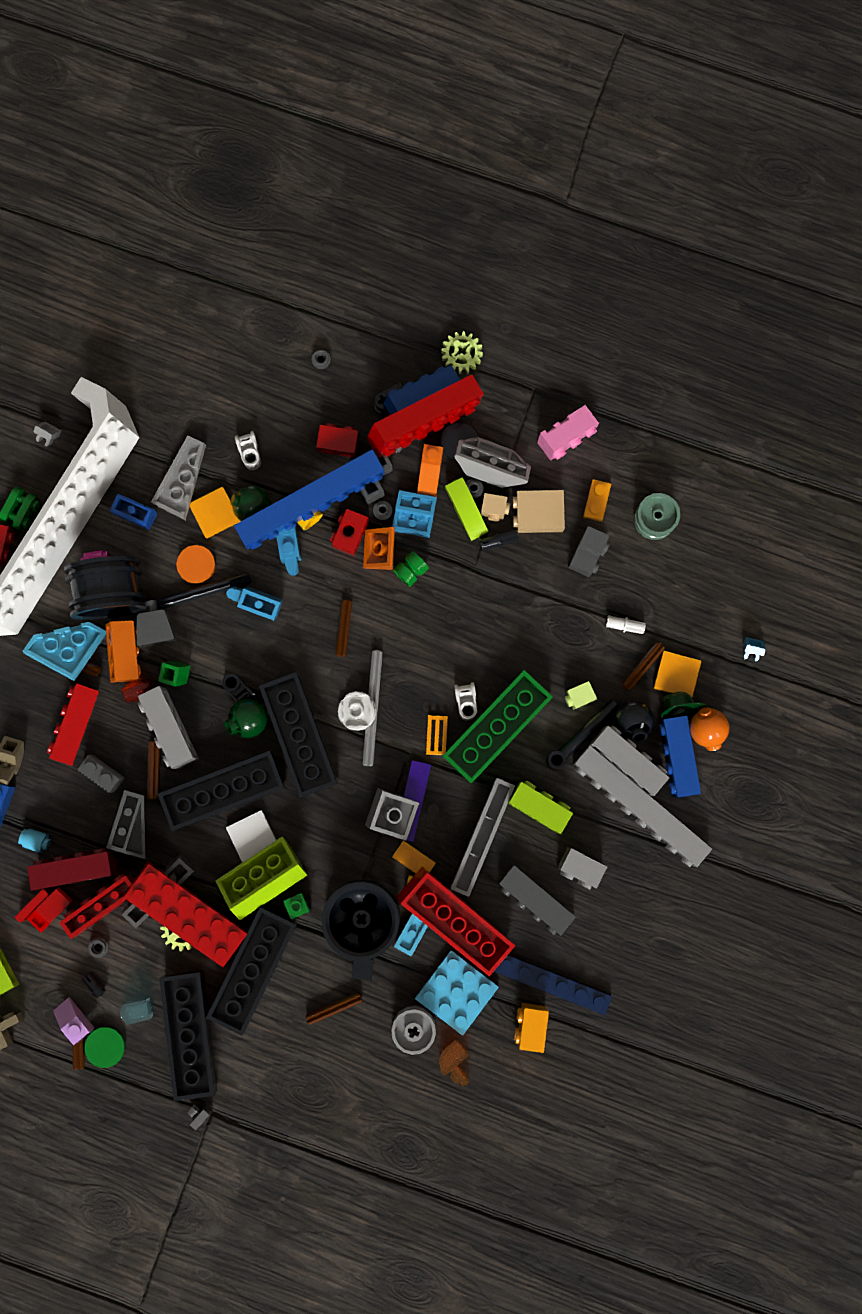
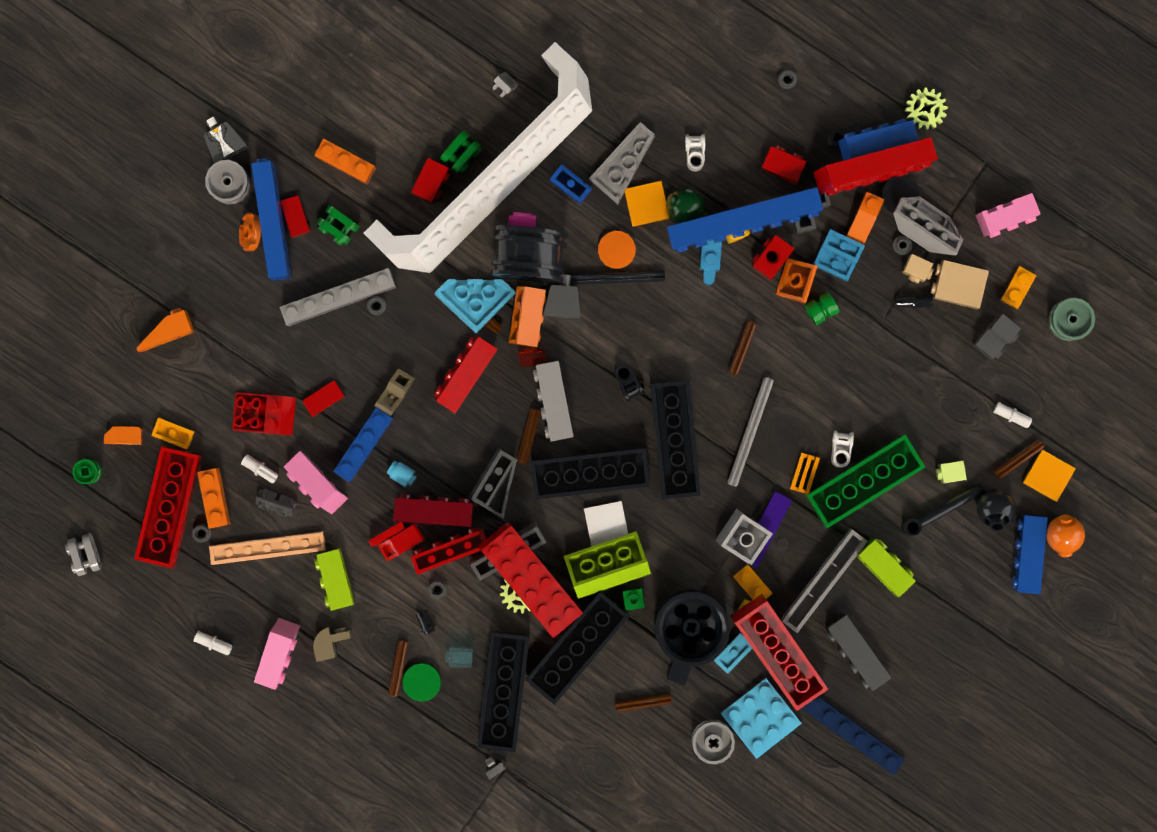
camera: 20 degrees right, 5 degrees up
(72, 1021) = (399, 650): lavender slope -> none
(101, 773) = (479, 427): dark grey brick -> none
(174, 673) = (572, 350): green brick -> none
(246, 718) = (630, 411): dark green brick -> none
(256, 601) = (666, 302): dark azure hinge -> none
(357, 711) = (735, 431): white tile -> none
(382, 516) = (804, 248): dark grey plate -> none
(450, 1056) = (739, 776): clear orange brick -> none
(466, 509) = (890, 264): lime slope -> none
(532, 1027) = (823, 768): light orange brick -> none
(581, 867) = (909, 633): light grey brick -> none
(629, 761) = (980, 546): light grey brick -> none
(642, 806) = (981, 591): light grey brick -> none
(680, 704) = (1043, 505): dark green piece -> none
(753, 646) = (1129, 468): tile -> none

